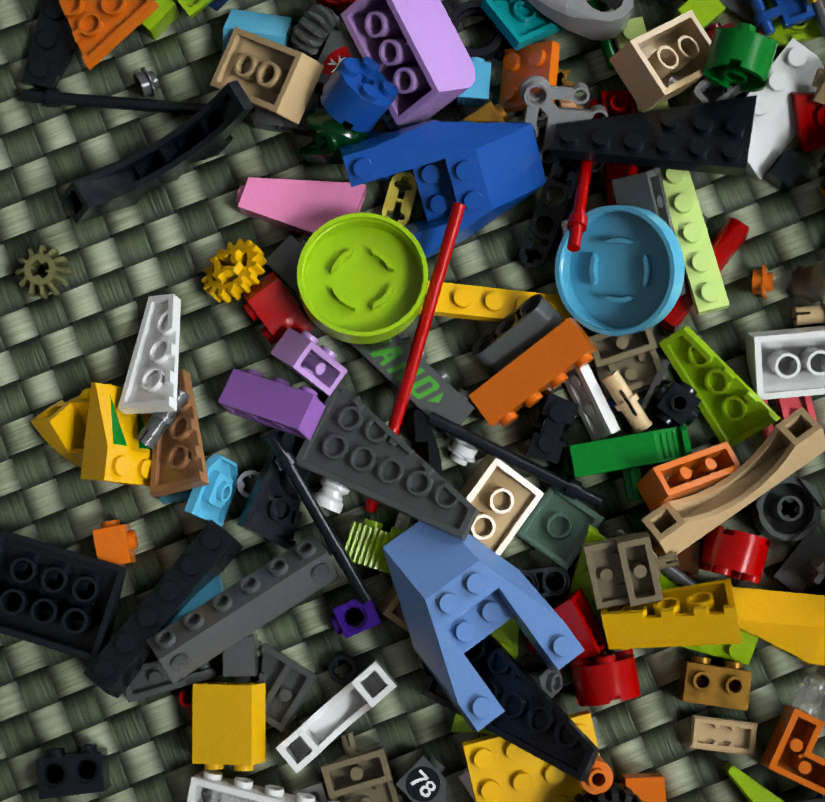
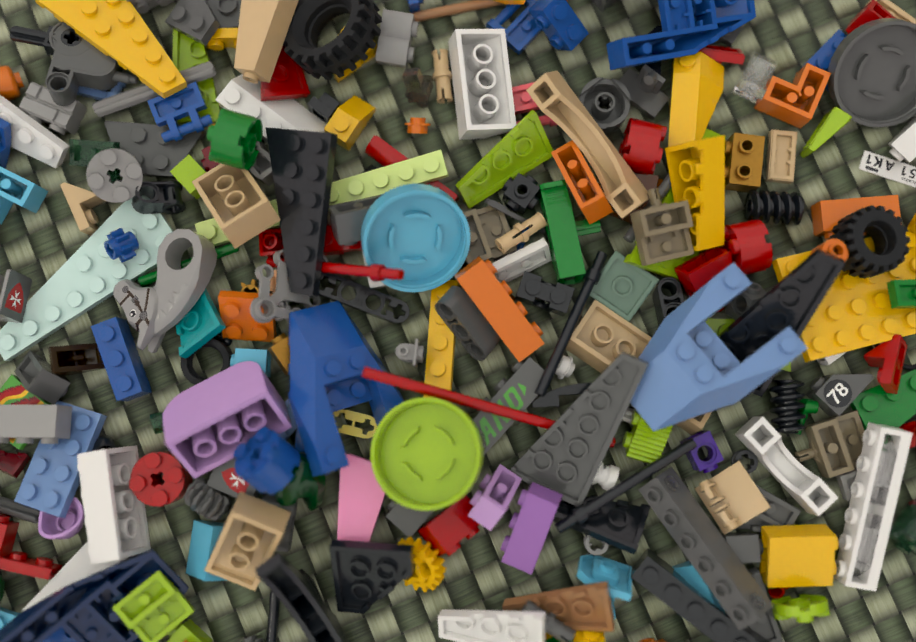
camera: 90 degrees left, 0 degrees up
(167, 722) = (802, 607): none -> lime plate
(227, 211) = (367, 572): none -> black plate
(300, 648) = (732, 497): none -> tan hinge
(407, 748) = (811, 407): none -> green hand
(408, 723) = (787, 406): none -> black piece
(481, 270) = (411, 353): none -> light grey hinge
(657, 721) = (774, 205): none -> black piece
(768, 199) = (350, 121): none -> yellow slope

